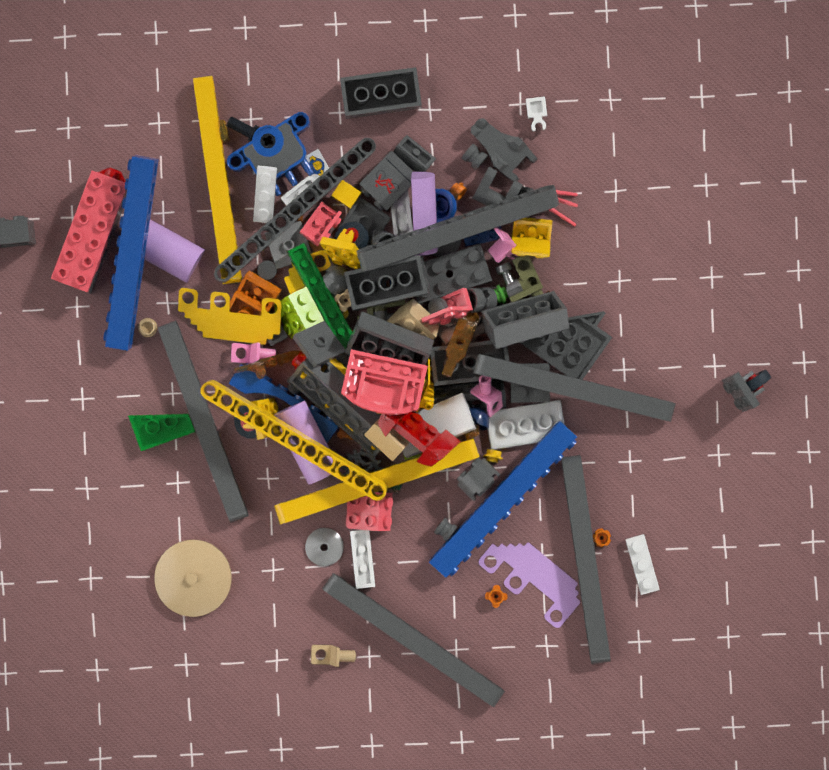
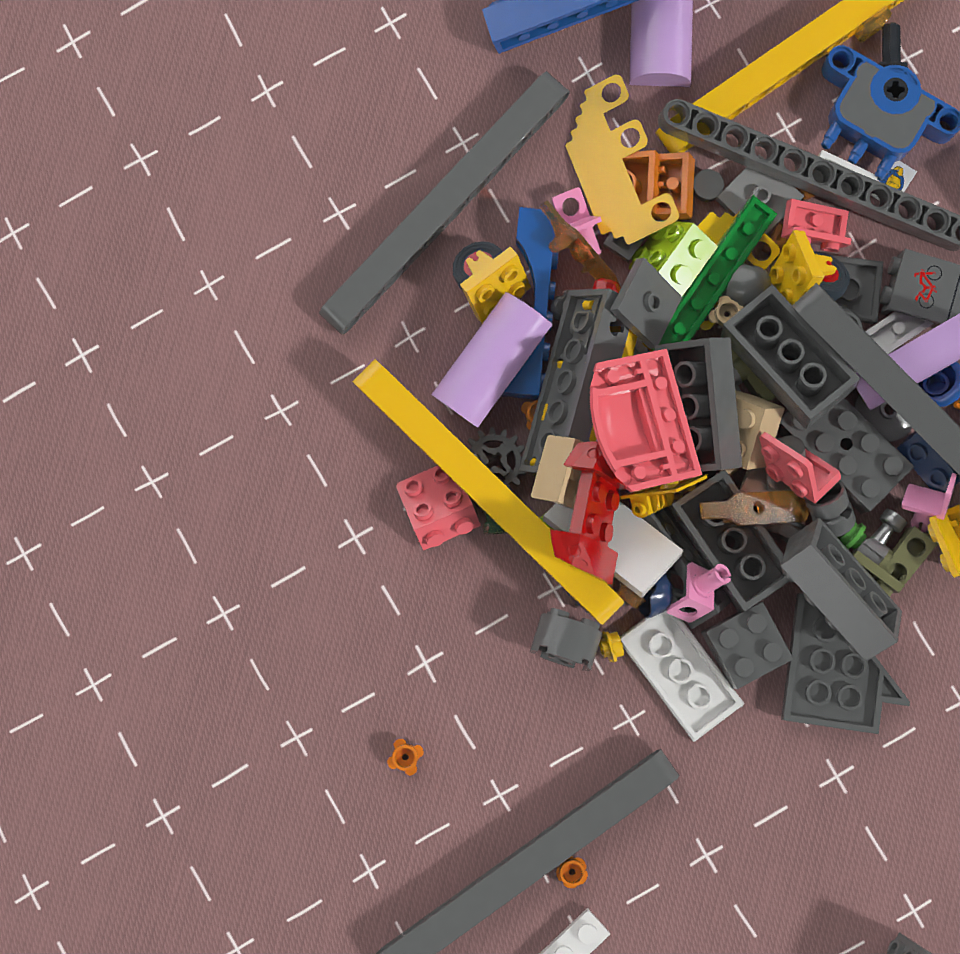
camera: 60 degrees right, 5 degrees down
(147, 327) = (538, 60): tan plate -> none
(160, 429) = (402, 147): green wing -> none
(193, 578) = (212, 301): tan dish -> none
(265, 194) = (821, 121): white plate -> none
(284, 439) = (482, 318): yellow beam -> none
(331, 539) = (363, 478): light grey dish -> none
(333, 655) = (197, 559): tan bracket -> none
(346, 194) = (877, 240): yellow panel -> none
(362, 559) = (361, 530): white plate -> none
(413, 640) = (279, 669): dark grey beam -> none
(445, 529) = (466, 630): dark grey wheel -> none
(502, 499) = (556, 693): blue brick -> none
(536, 568) = (474, 807): lavender piece -> none
(574, 387) = (778, 714): dark grey beam -> none

